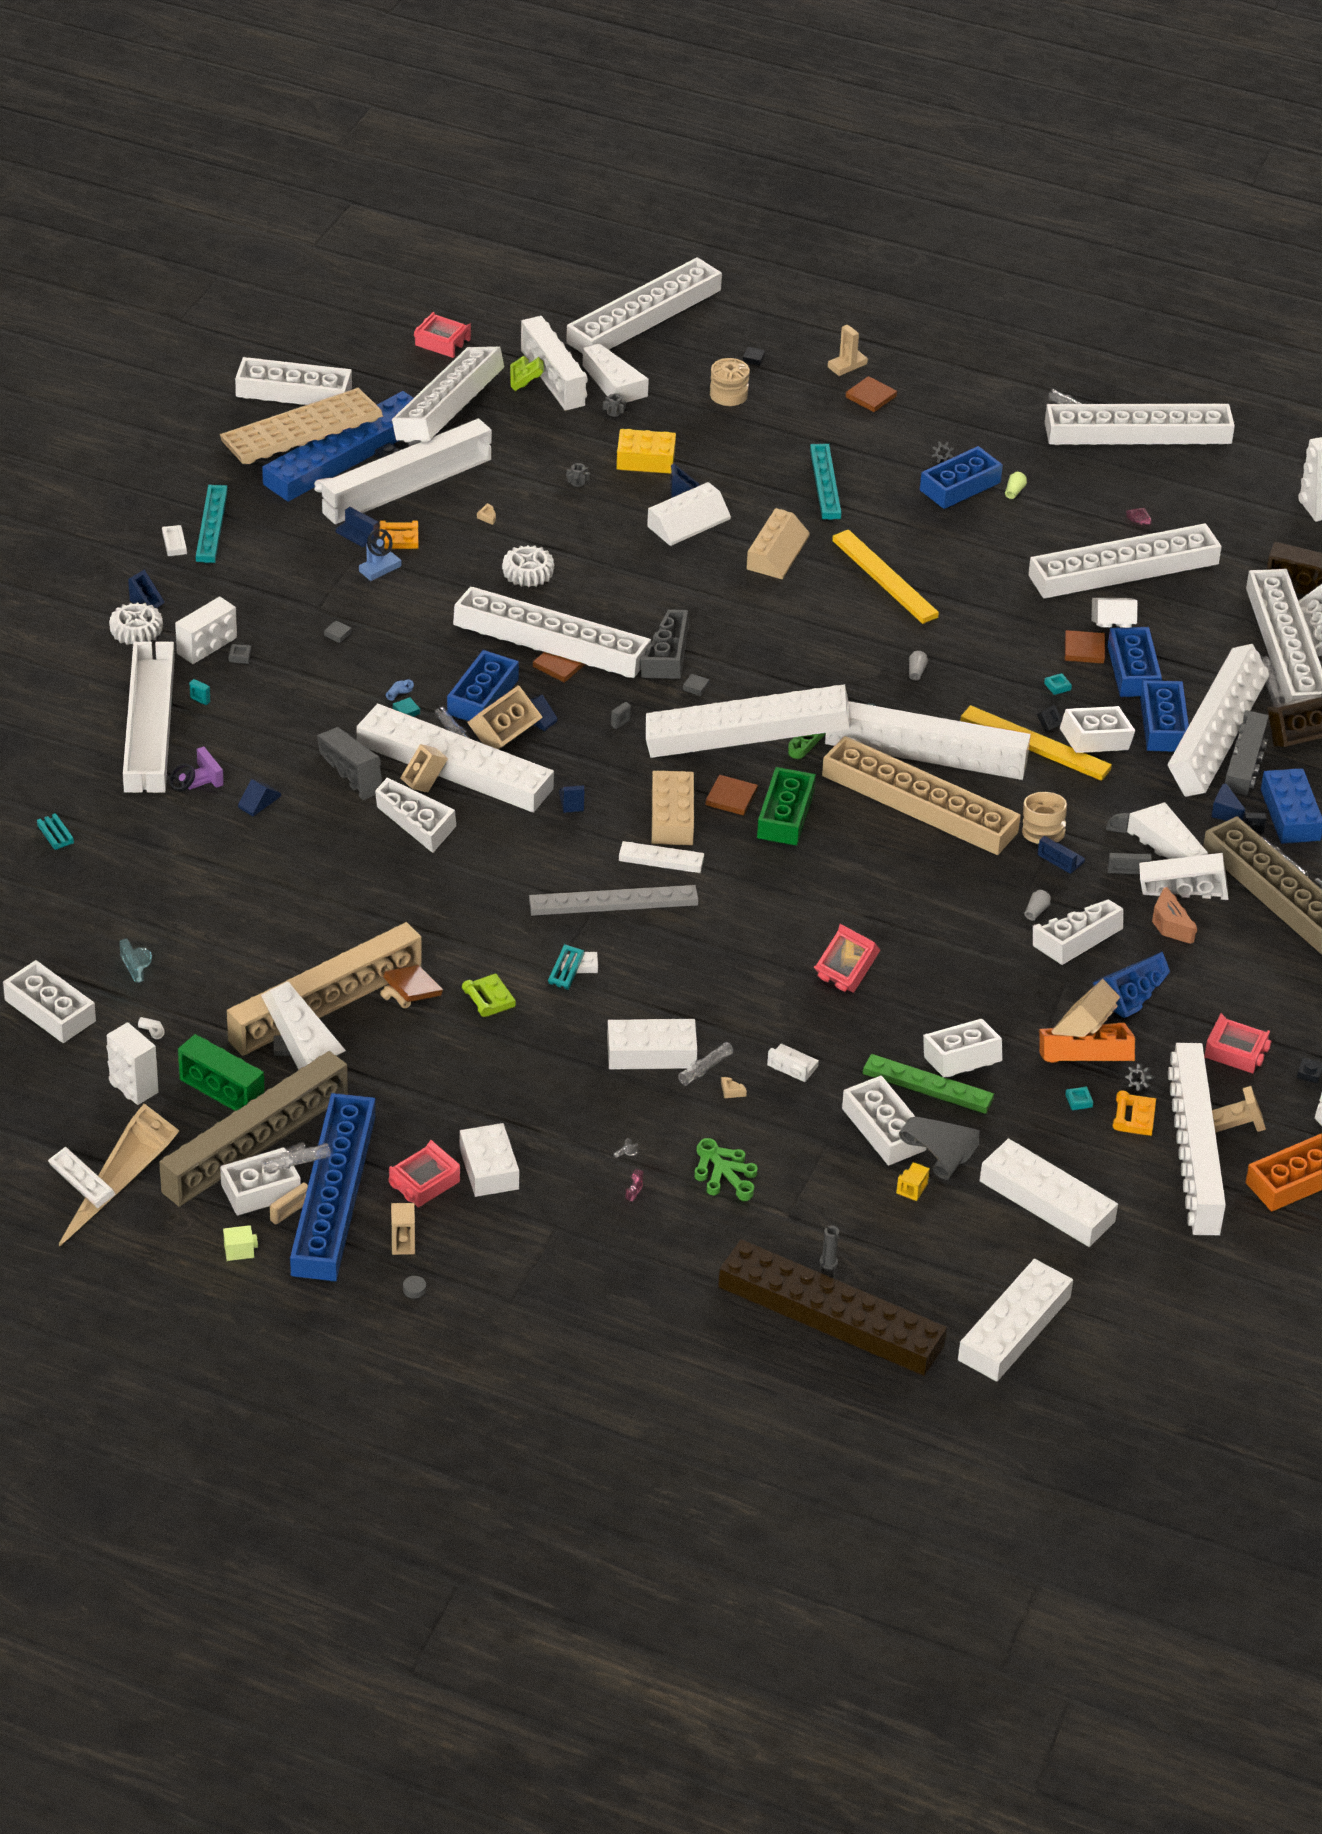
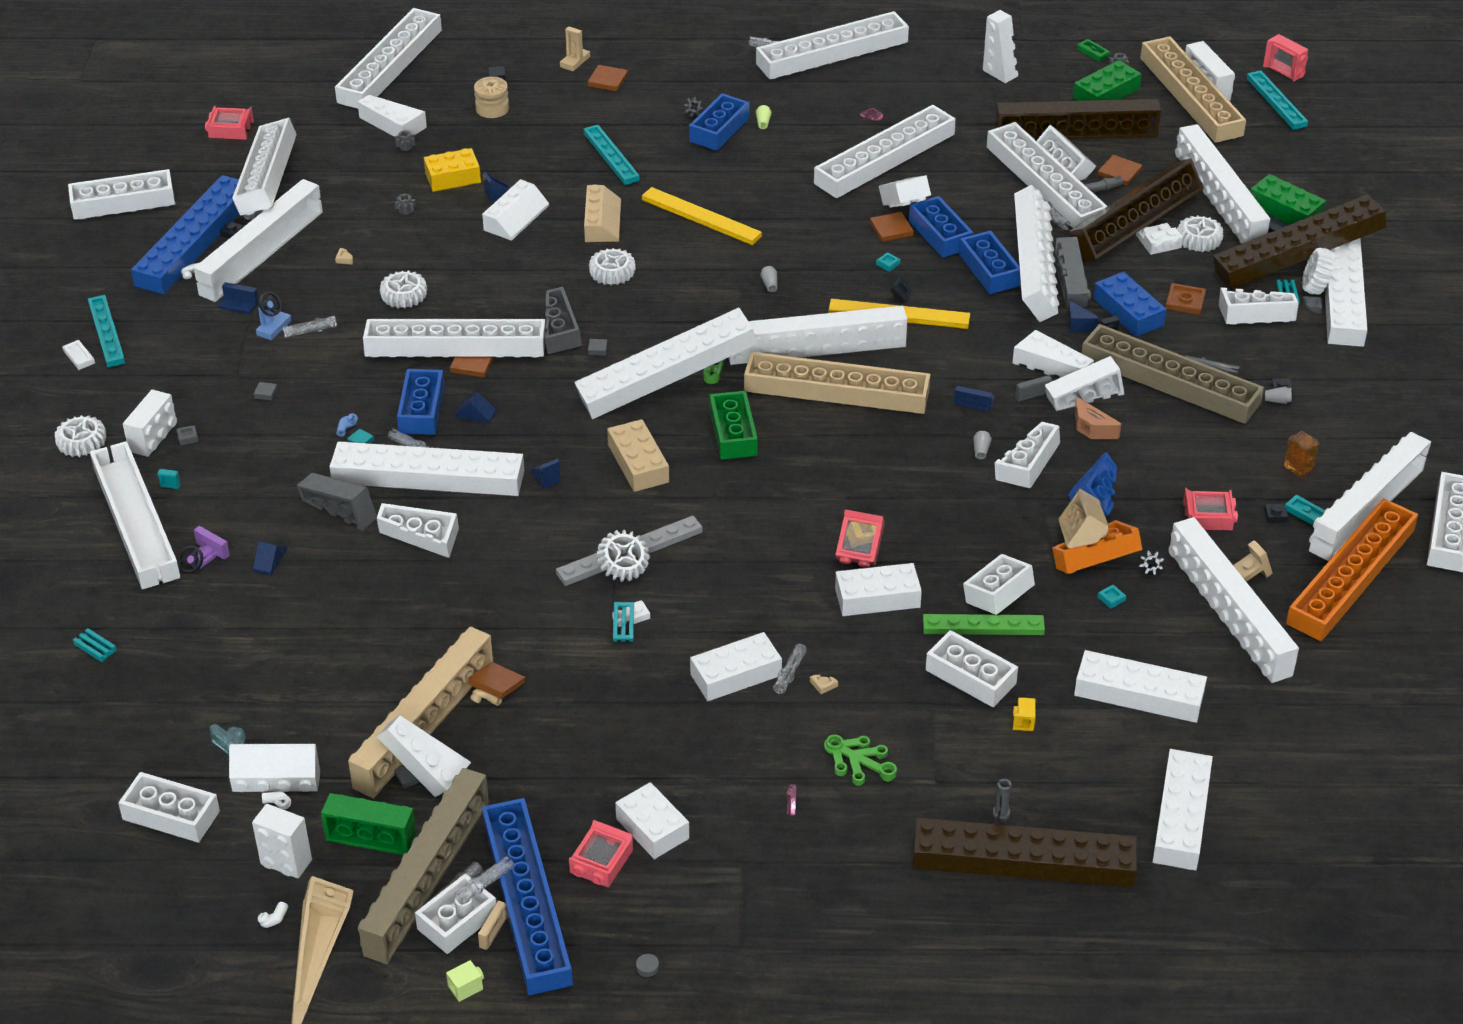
camera: 20 degrees left, 0 degrees up
(81, 1177) = (283, 968): white tile -> none
(97, 1132) = (275, 918): none -> white arm
(143, 590) = (74, 405): dark blue slope -> none
(161, 996) = (273, 767): none -> white slope
(301, 426) = (148, 227): tan plate -> none
(401, 539) = (286, 295): light orange plate -> none
(403, 1228) = (612, 913): tan brick -> none
(414, 578) = (306, 327): none -> clear pin
(424, 768) = (408, 485): tan brick -> none
(494, 992) = (571, 665): lime plate -> none
(505, 719) = (456, 422): tan brick -> none
(523, 371) = (315, 135): lime plate -> none
(561, 371) = (338, 120): white brick -> none
(587, 912) = (628, 542): none -> white gear
(620, 715) = (550, 390): dark grey tile -> none
(628, 1149) = (766, 769): clear hand -> none
(661, 857) = (649, 500): white plate -> none
(731, 795) = (679, 429): dark orange tile -> none
(757, 604) = (612, 266): none -> white gear
(792, 1062) = (861, 643): white bracket -> none
(838, 1015) = (878, 589): none -> white brick
(947, 1141) = (1036, 668): dark grey panel -> none
(1044, 816) = (948, 370): tan wheel -> none
(1097, 729) = (946, 287): white brick -> none
(1118, 823) = (1004, 358): dark grey tile -> none
(1142, 1114) = (1169, 592): light orange plate -> none

